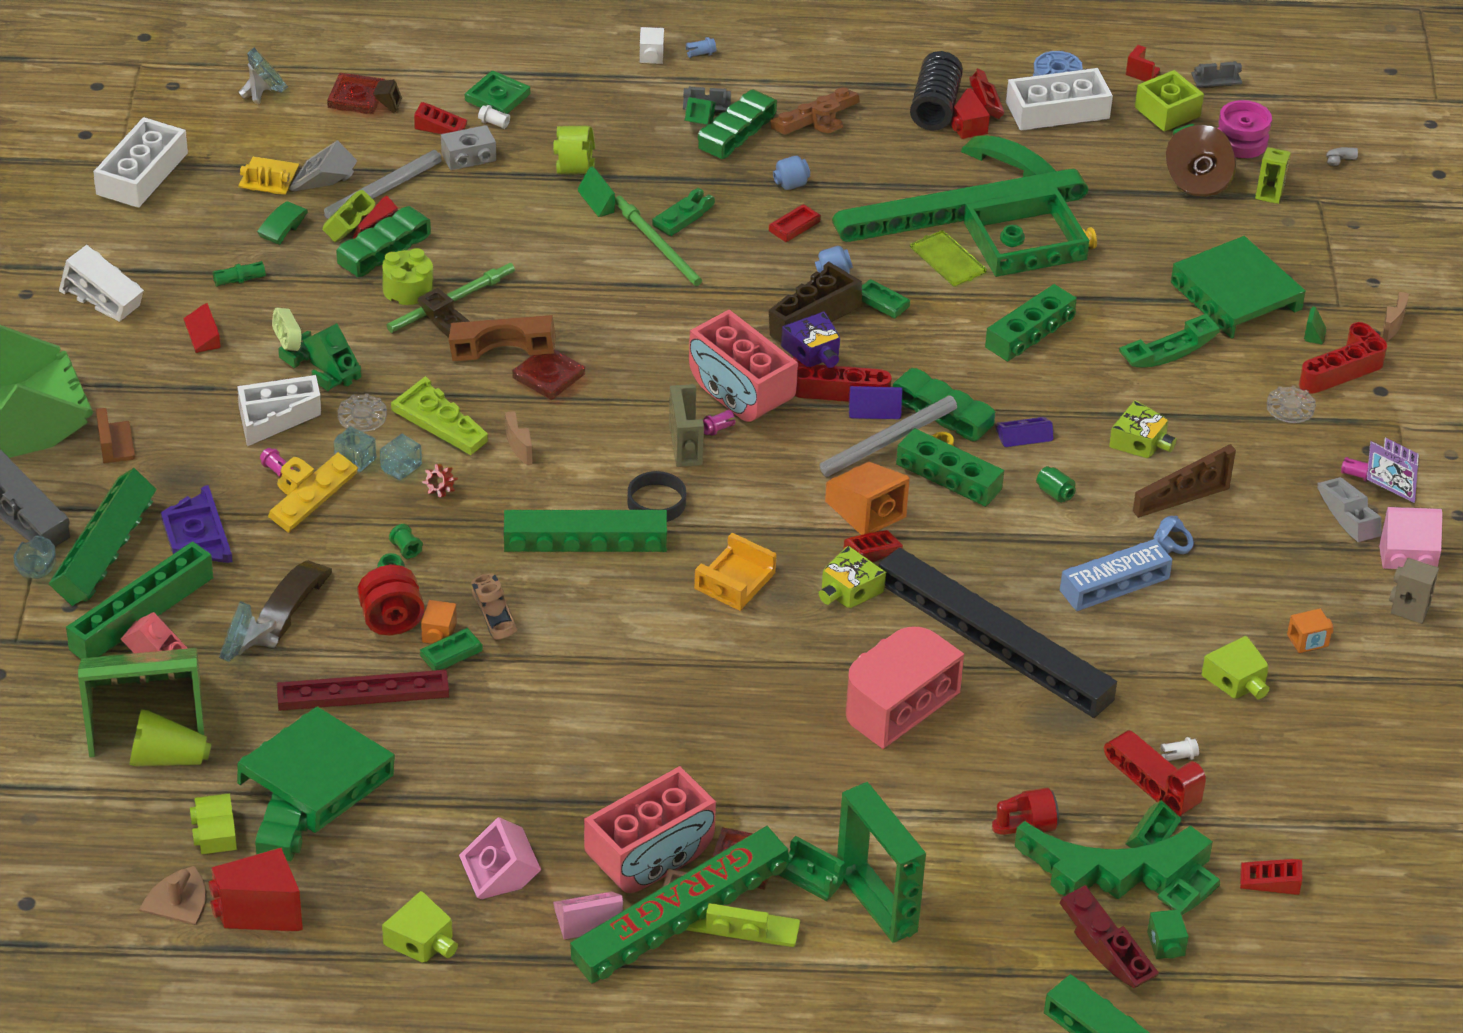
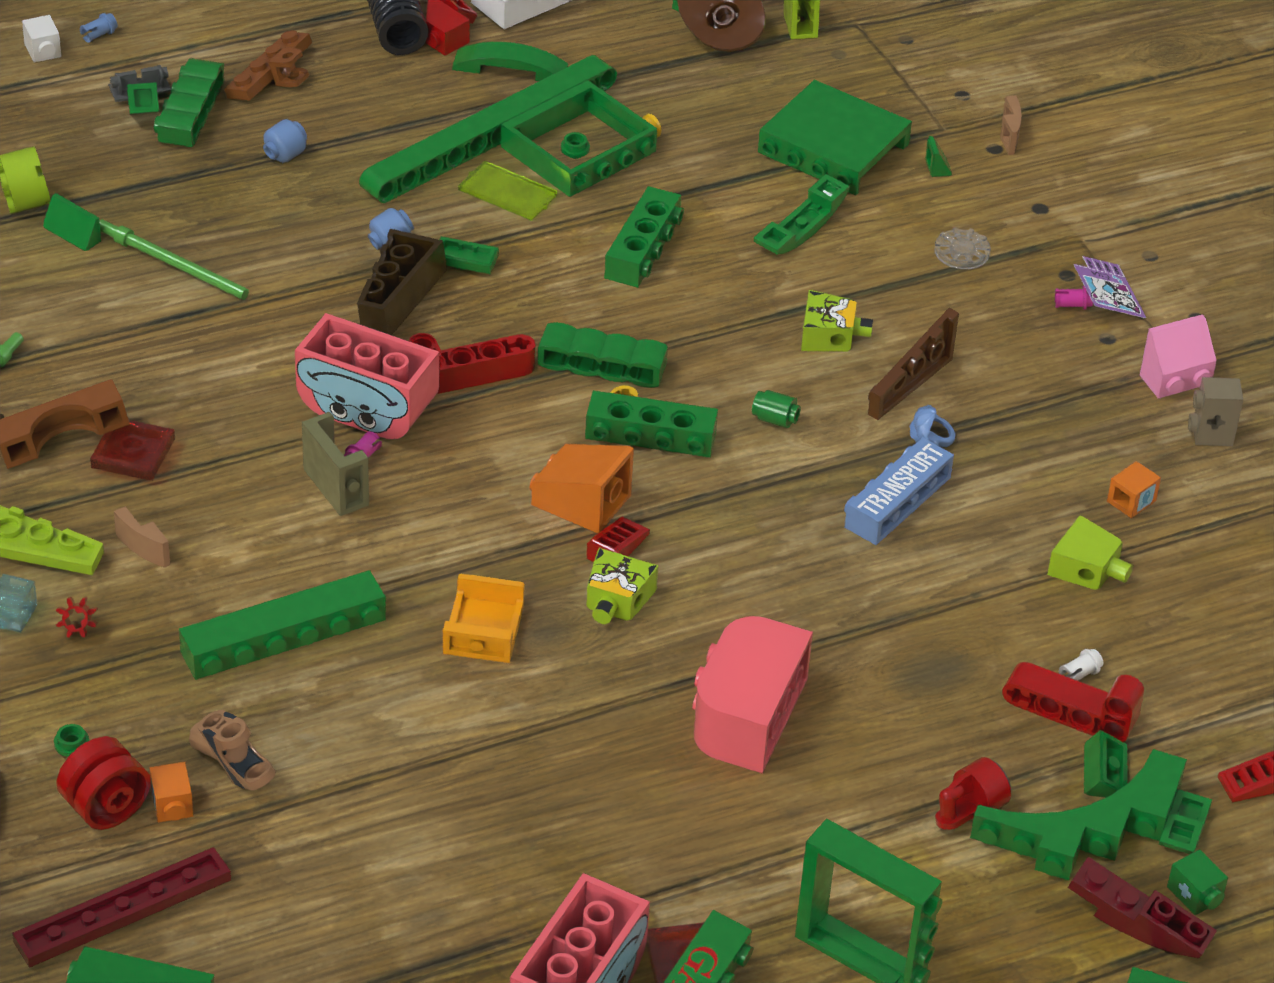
camera: 25 degrees left, 0 degrees up
(403, 538) = (74, 704): green bush -> none
(451, 650) = (203, 820): green plate -> none
(658, 478) = (336, 535): black tyre -> none
(683, 212) = (183, 220): green hinge -> none
(794, 223) = (316, 197): red tile -> none
(812, 341) = (430, 322): dark purple torso -> none
(813, 869) = (778, 943): green hinge -> none
(875, 402) = (526, 375): dark purple slope -> none
(887, 436) = (566, 409): light grey axle -> none
(998, 633) = (813, 596): black brick -> none
(1025, 431) = (704, 359): dark purple slope -> none
(1351, 509) = (1093, 343): light grey slope -> none
(1361, 356) = (1002, 177): red beam -> none

